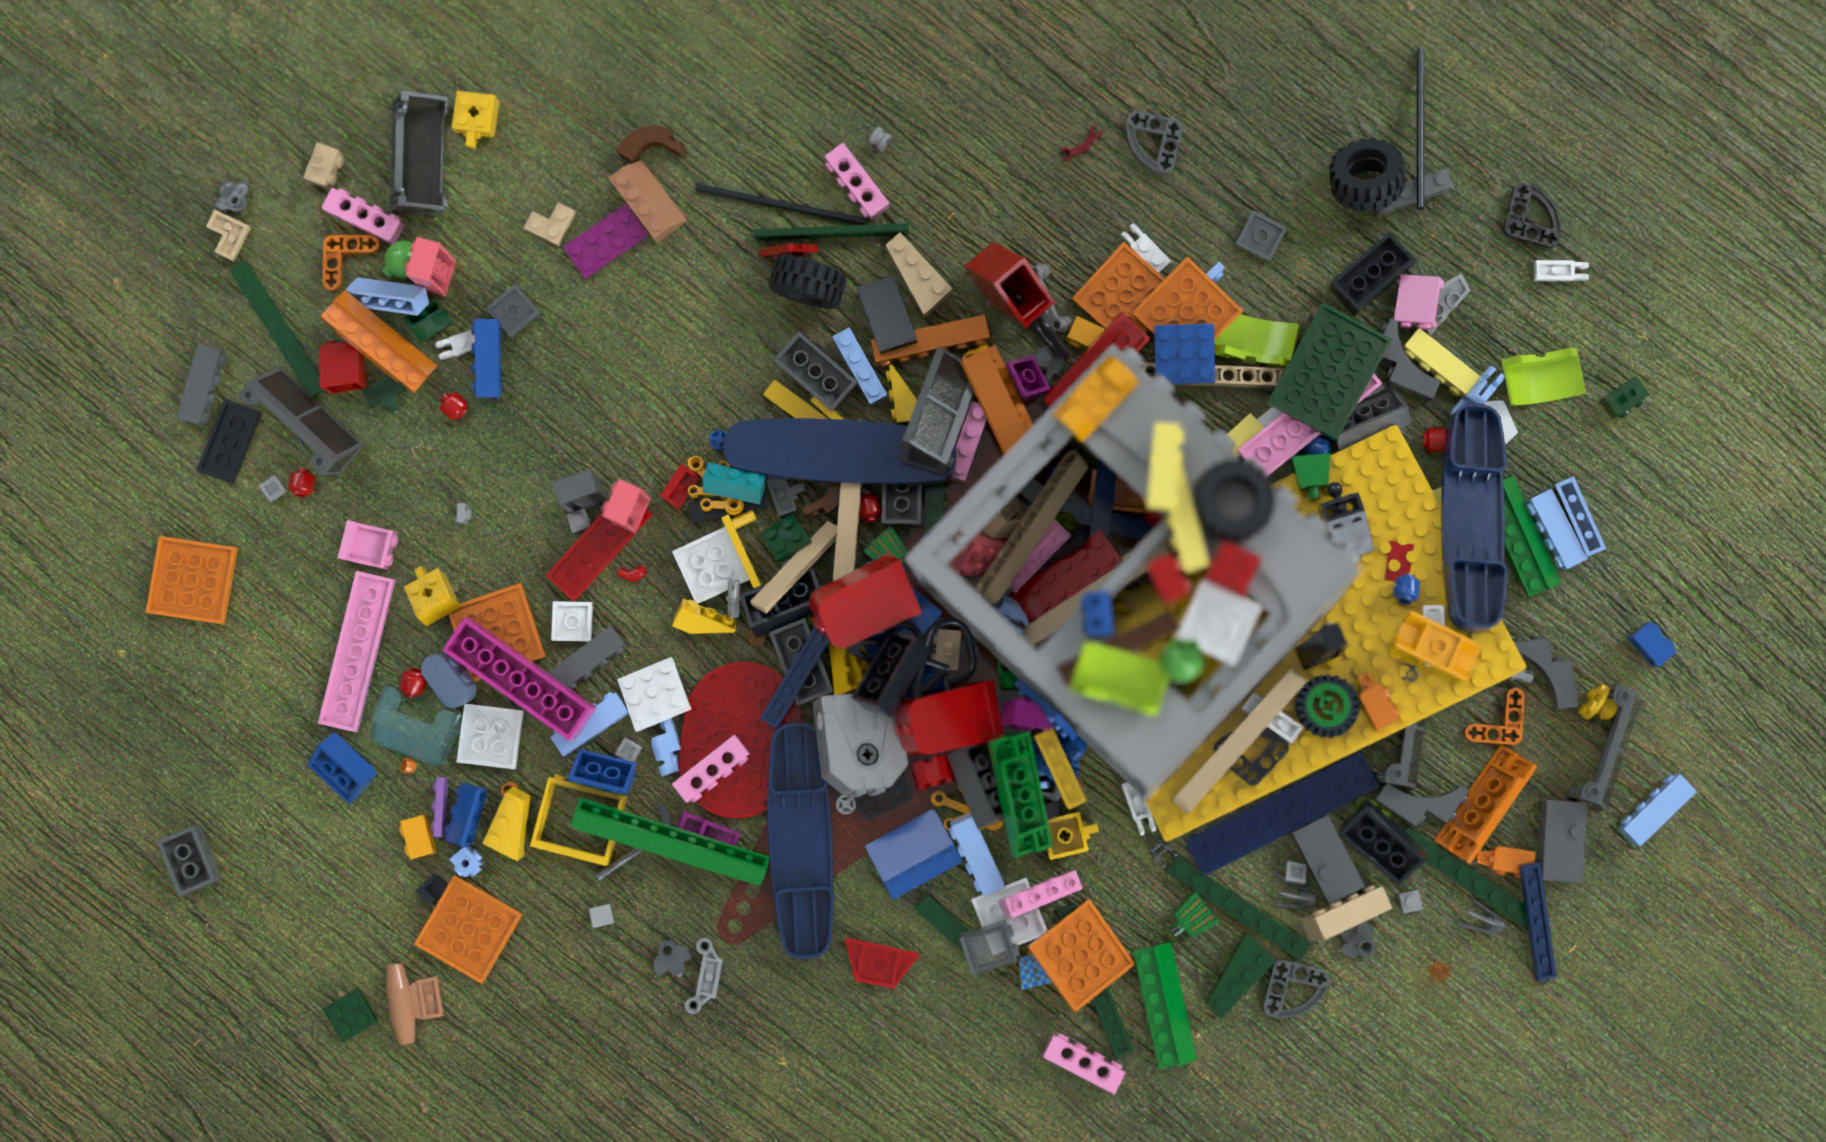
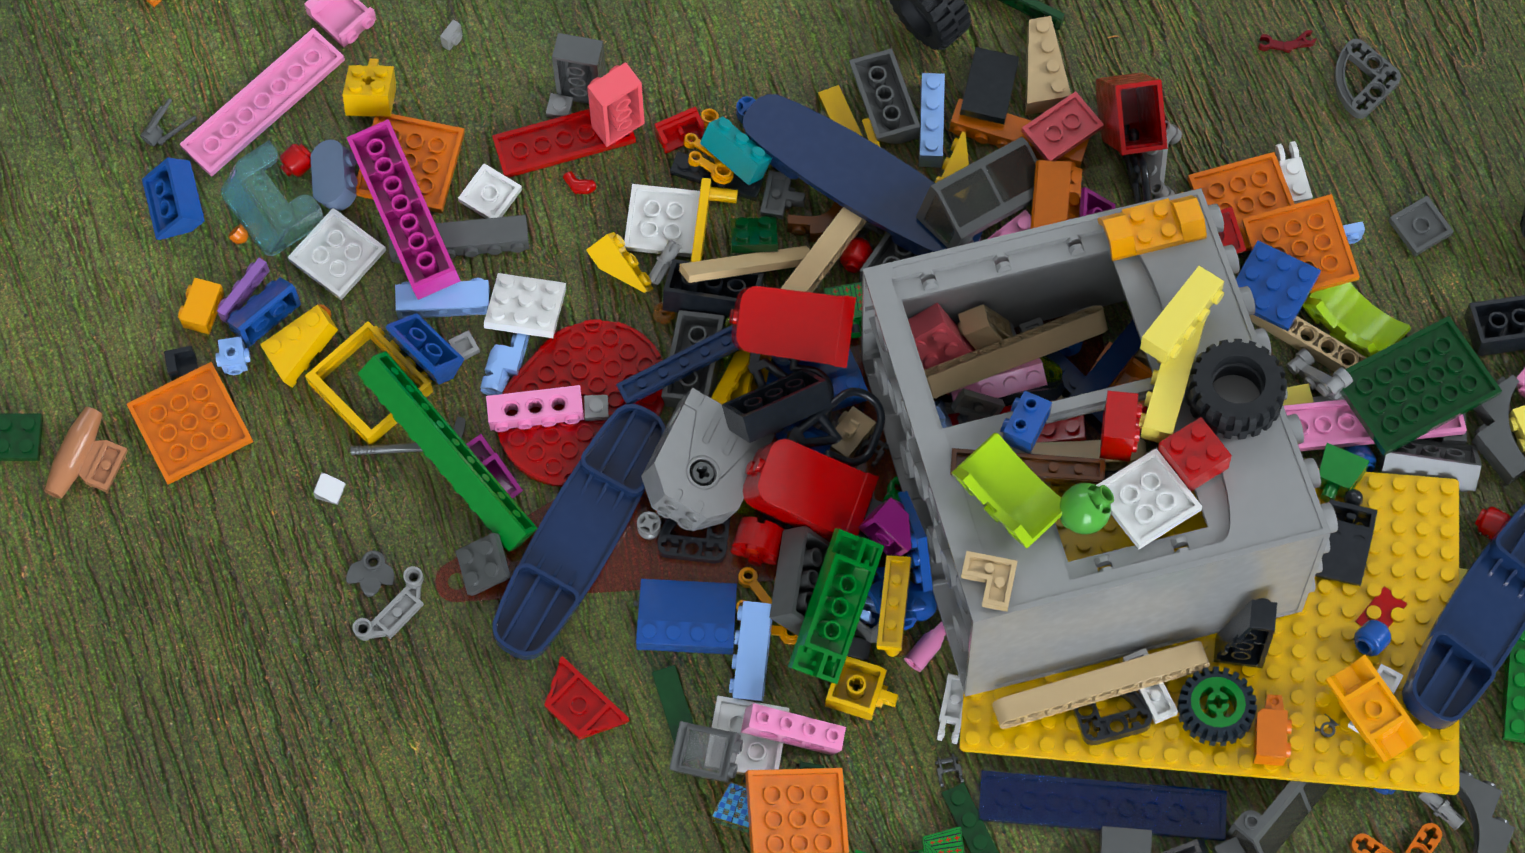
camera: 25 degrees right, 15 degrees down
(290, 725) = (153, 133): none -> dark grey plant
(747, 906) = (483, 564): none -> dark grey plate
(754, 740) = (596, 407): none -> light grey plate
(961, 319) = (1062, 127): none -> coral plate
(1027, 586) = (975, 406): none -> dark grey hinge
(1094, 774) = (926, 648): none -> bright pink piece
(1146, 746) = (996, 573): none -> tan plate
(1266, 410) = (1317, 379): none -> light grey plate

